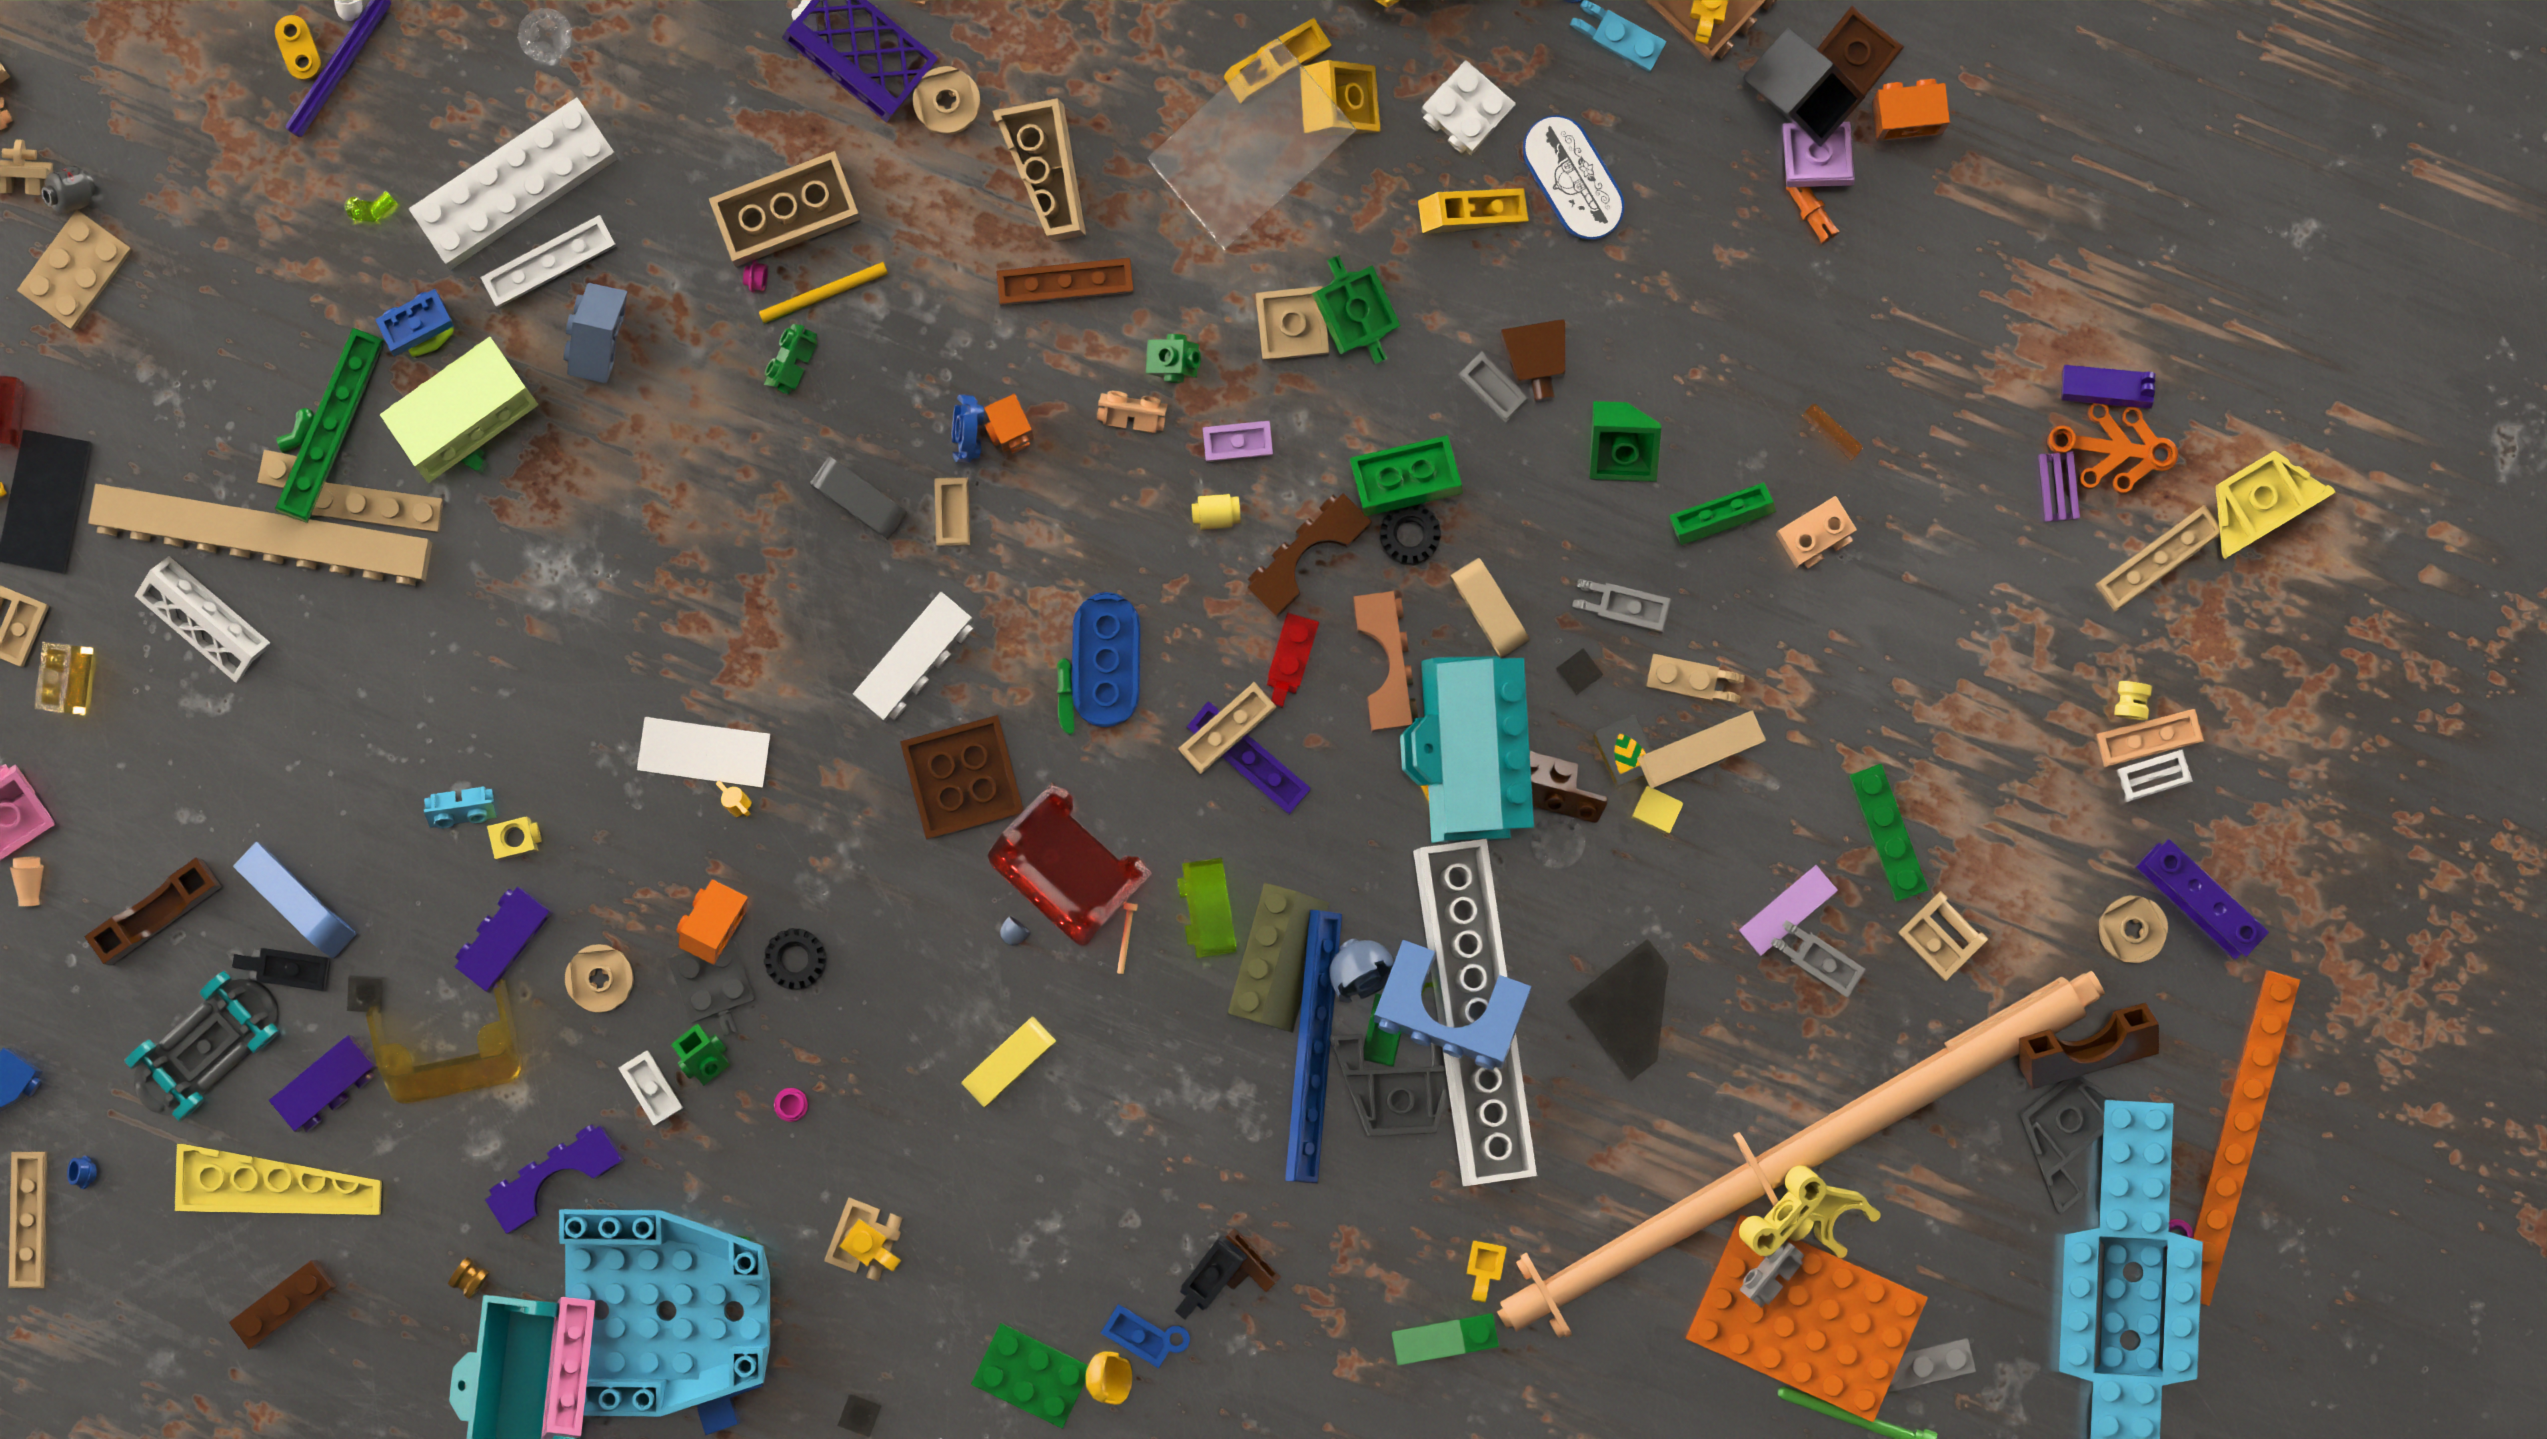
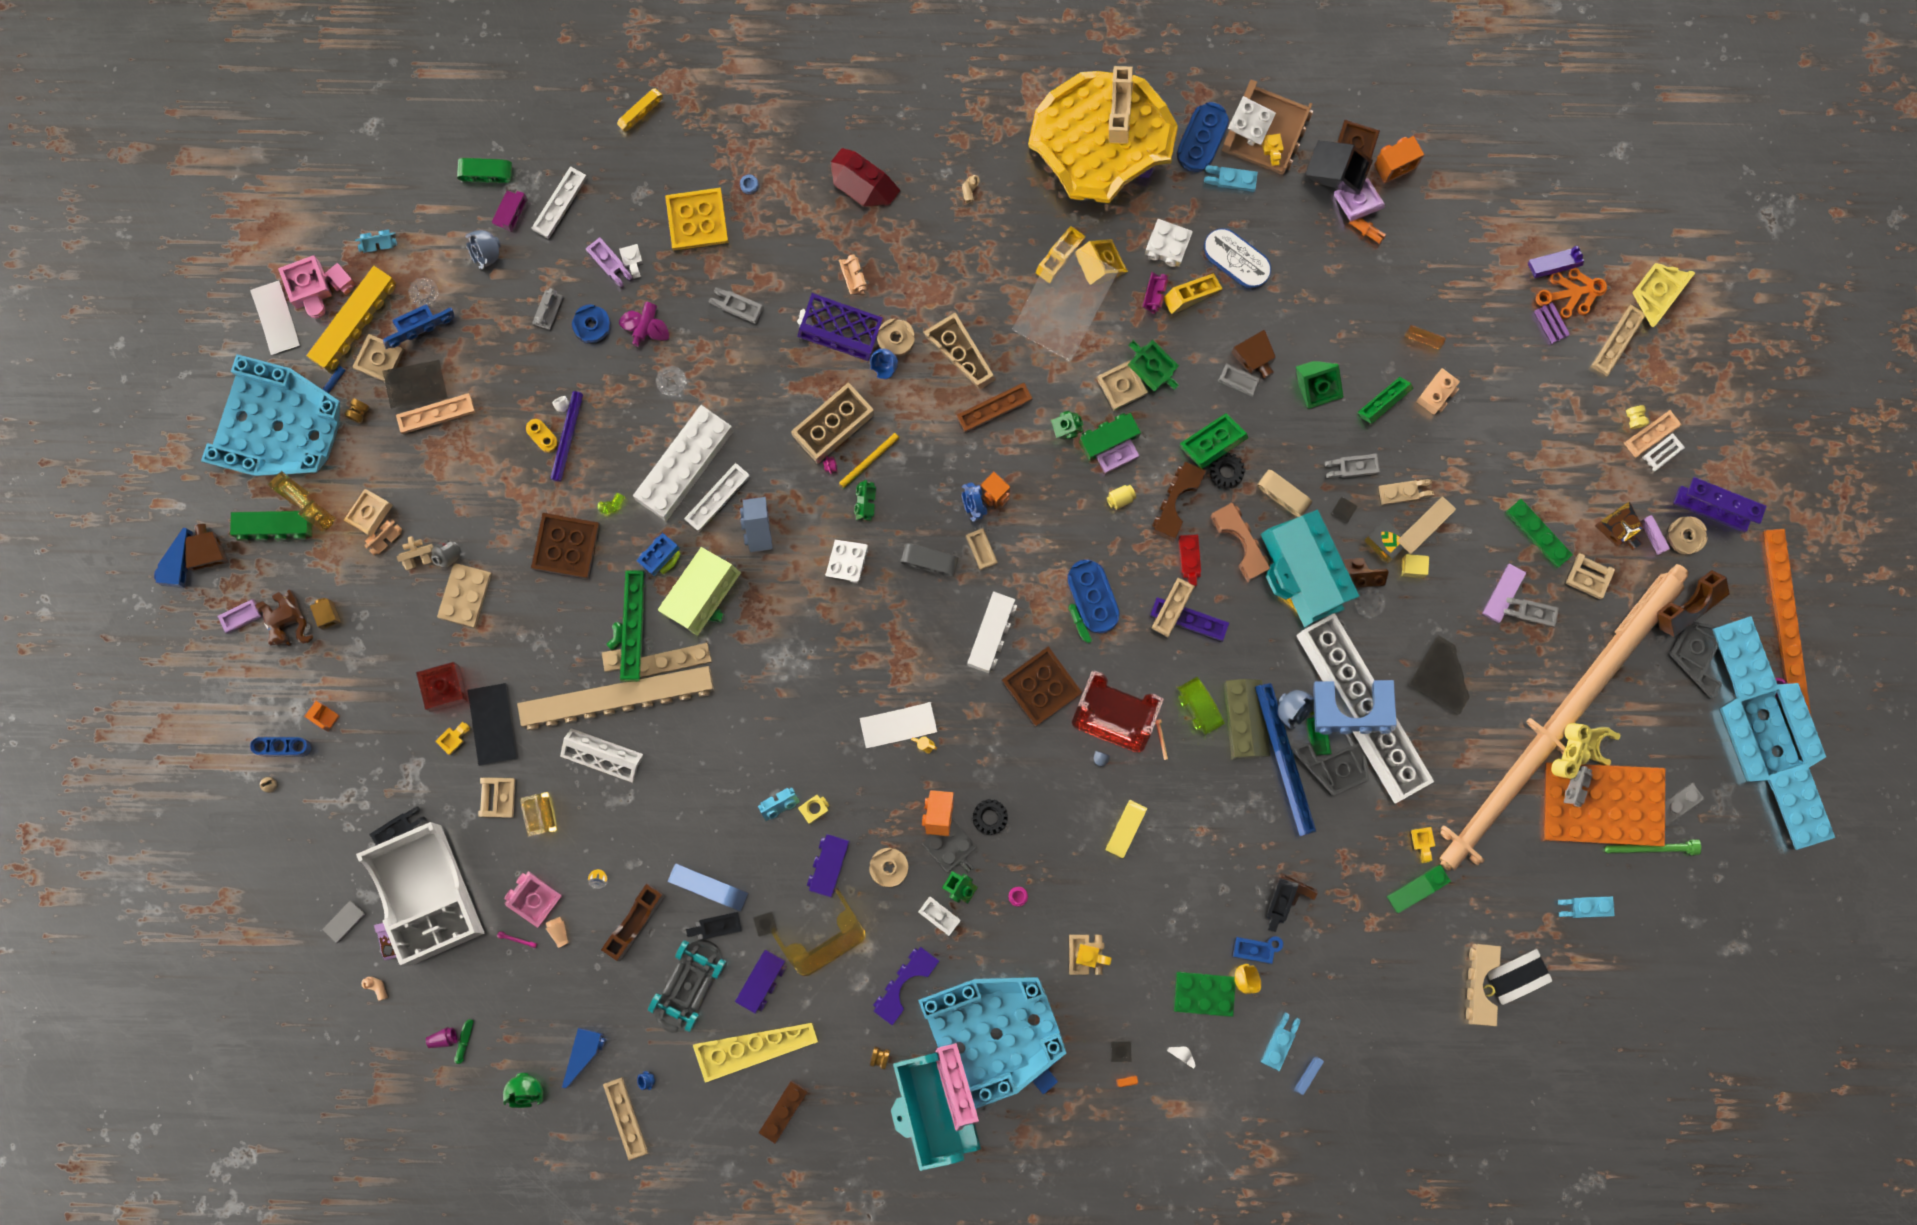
camera: 20 degrees left, 5 degrees down
(123, 819) = (598, 879): none -> tile
(269, 249) = (565, 545): none -> reddish brown plate
(722, 448) = (847, 560): none -> white hinge
(909, 138) = (884, 363): none -> blue hair
(1144, 411) = (1063, 460): light nougat hinge -> none
(1236, 401) = (1109, 435): none -> green brick
(1405, 189) = (1153, 297): none -> magenta hinge
(2029, 874) = (1622, 526): none -> torso
(2077, 908) = (1654, 535): none -> lavender tile

